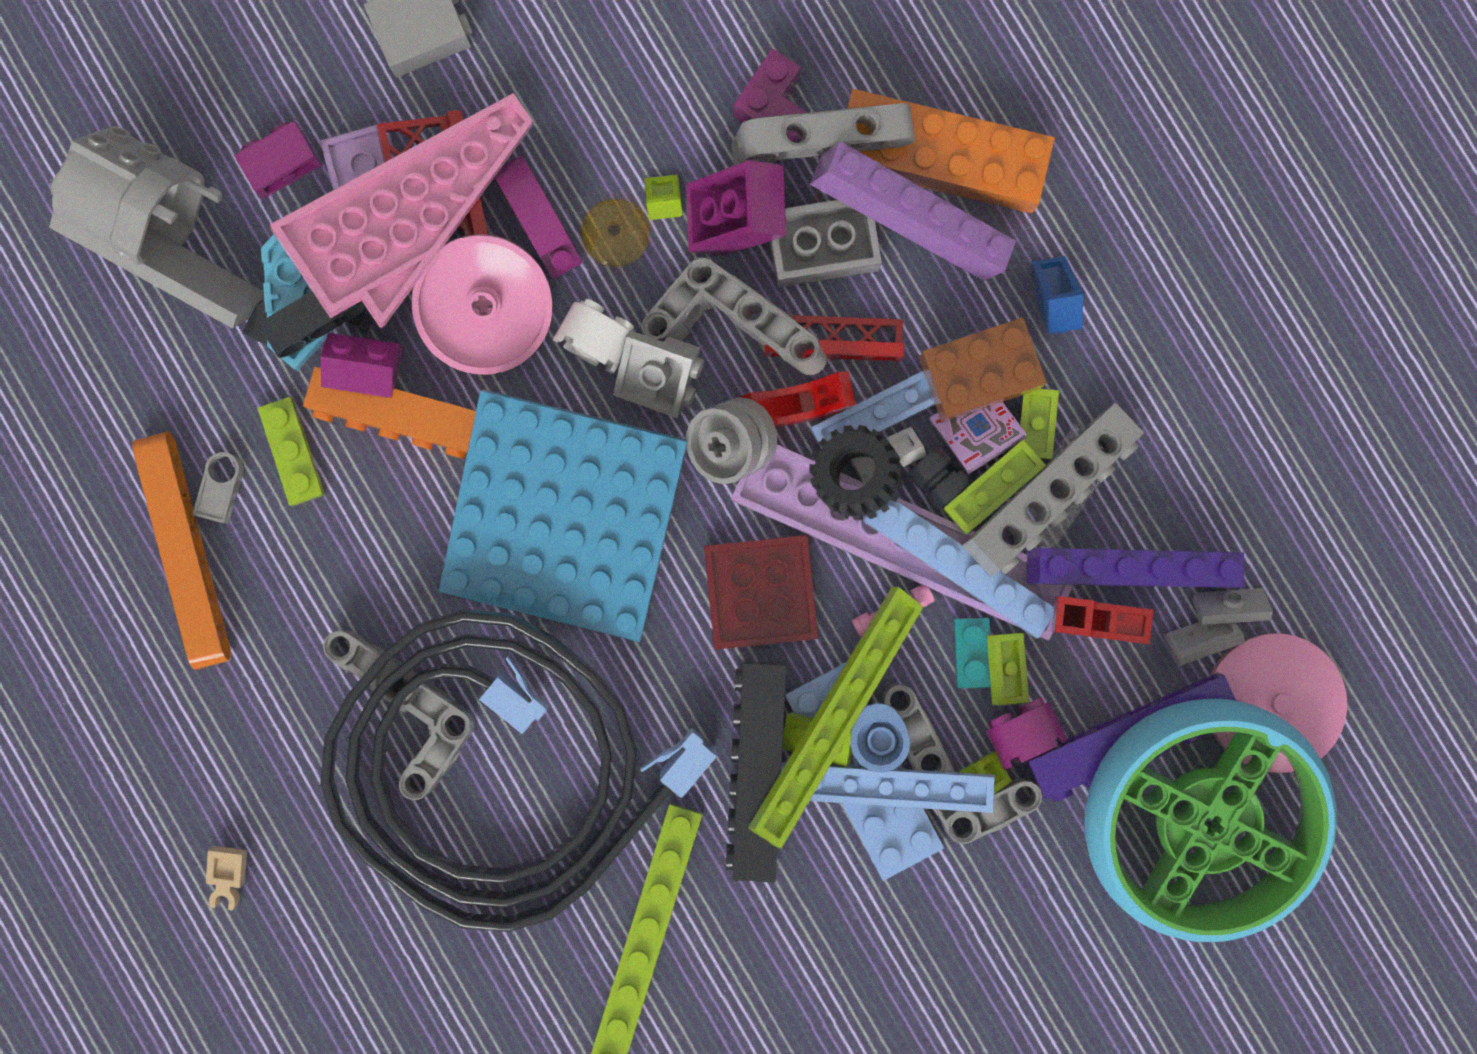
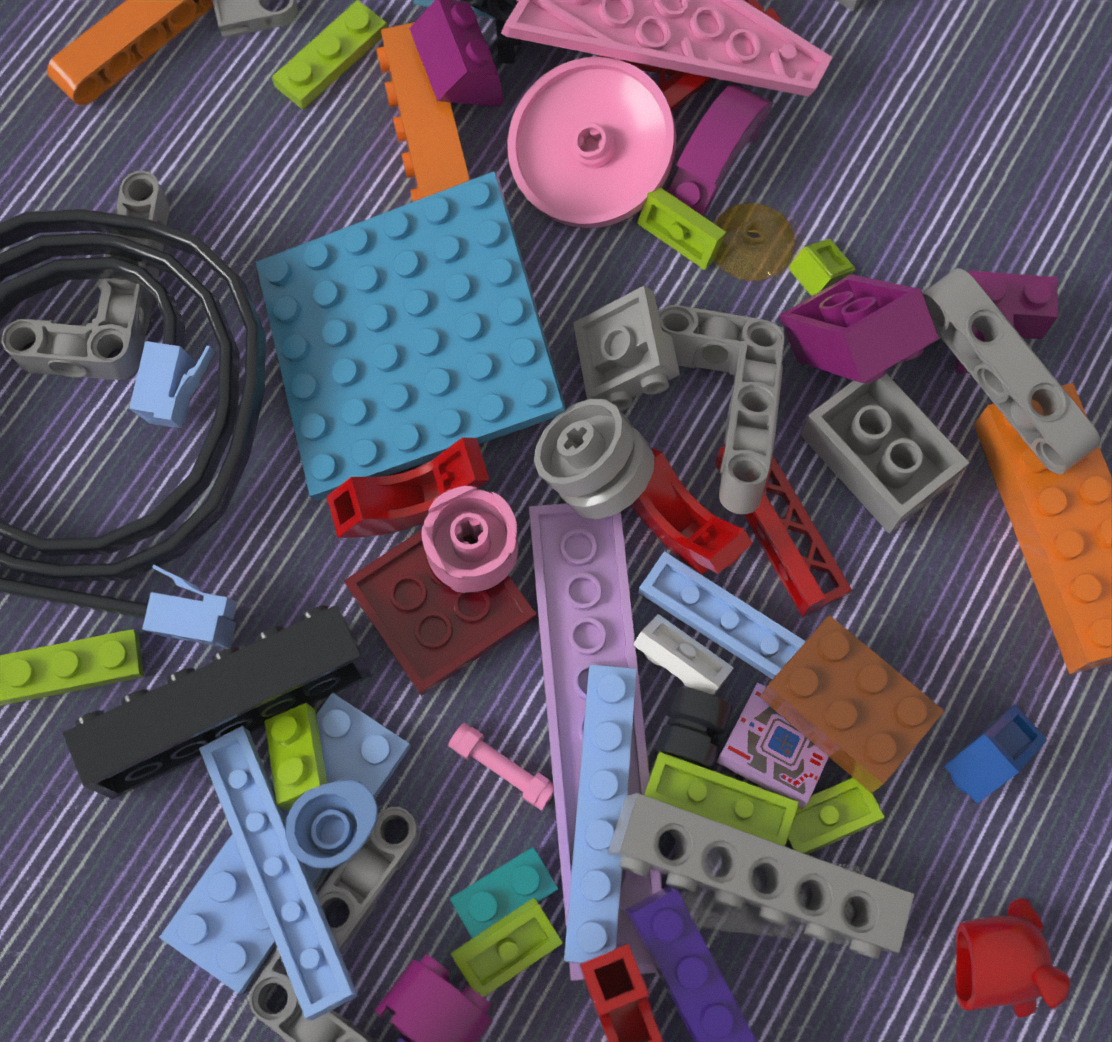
camera: 60 degrees right, 15 degrees down
(582, 278) = (681, 227): none -> lime plate
(593, 334) = (626, 259): white brick -> none
(679, 574) = (402, 500): none -> red arch
(755, 538) = (486, 518): none -> bright pink brick
(835, 717) = (326, 752): lime plate -> none
(841, 450) = (647, 588): black tyre -> none
(912, 211) = (982, 519): medium lavender brick -> none
(989, 765) = (370, 993): lime slope -> none
(1183, 370) = (1007, 963): none -> red piece

